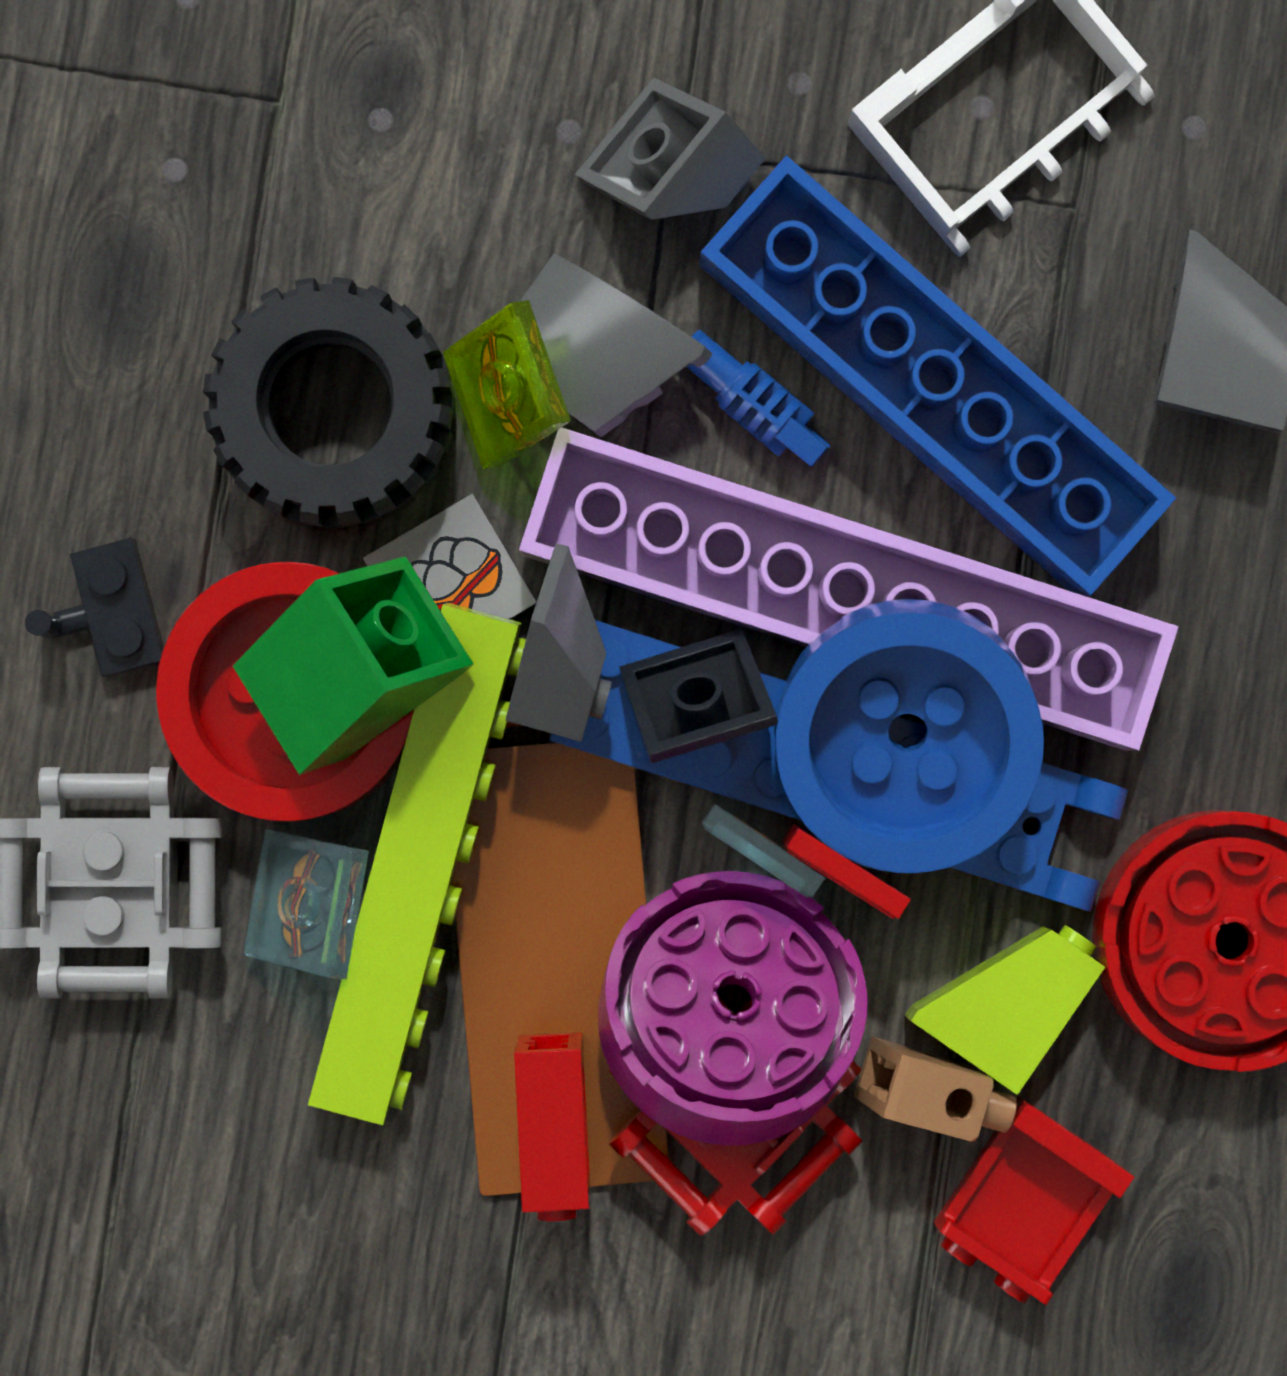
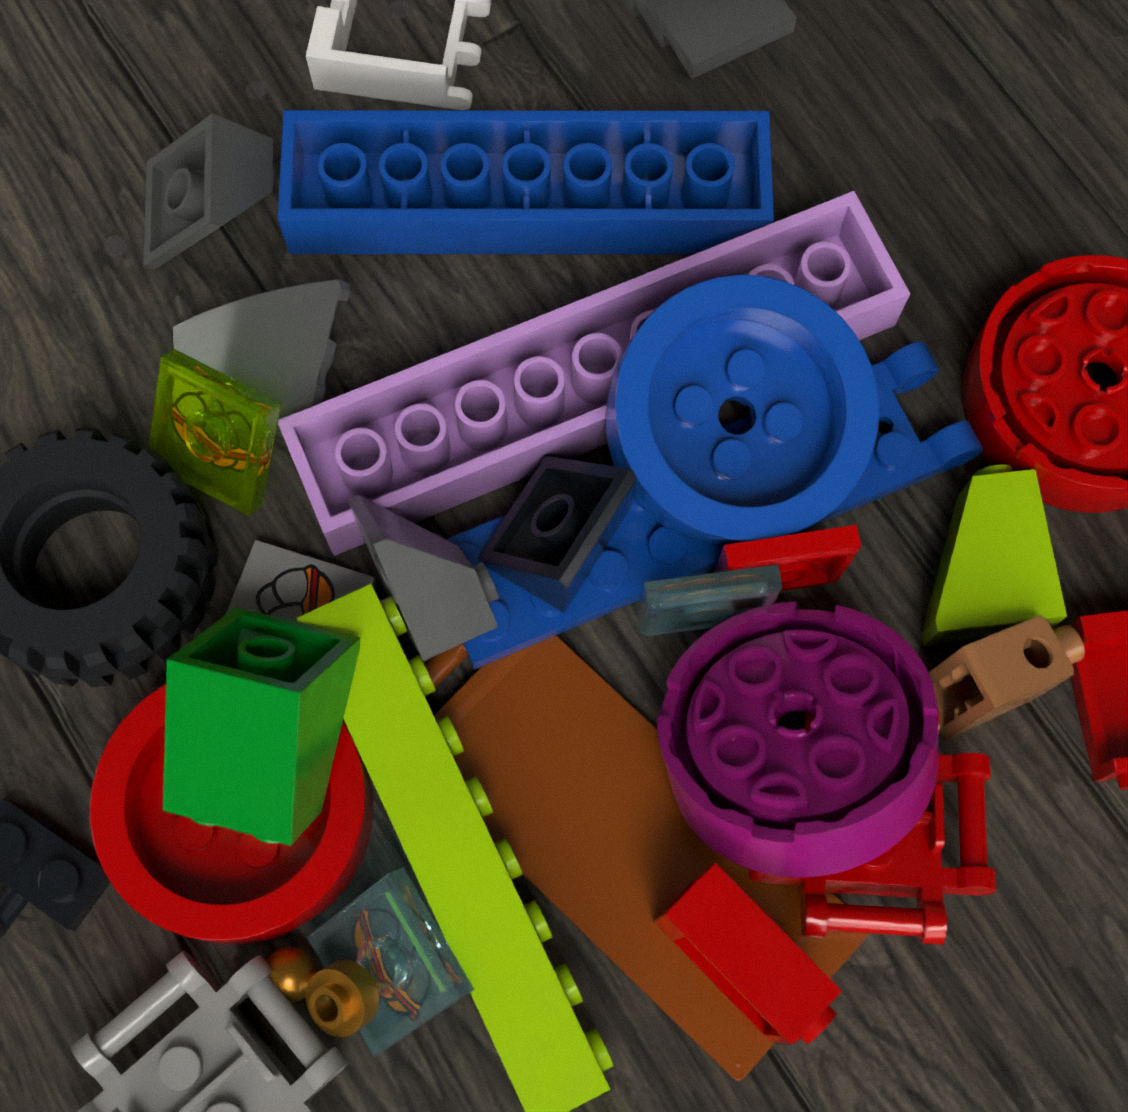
camera: 40 degrees left, 15 degrees down
(251, 895) = (337, 997): none -> pearl gold plate
(760, 404) = (416, 305): blue hinge -> none

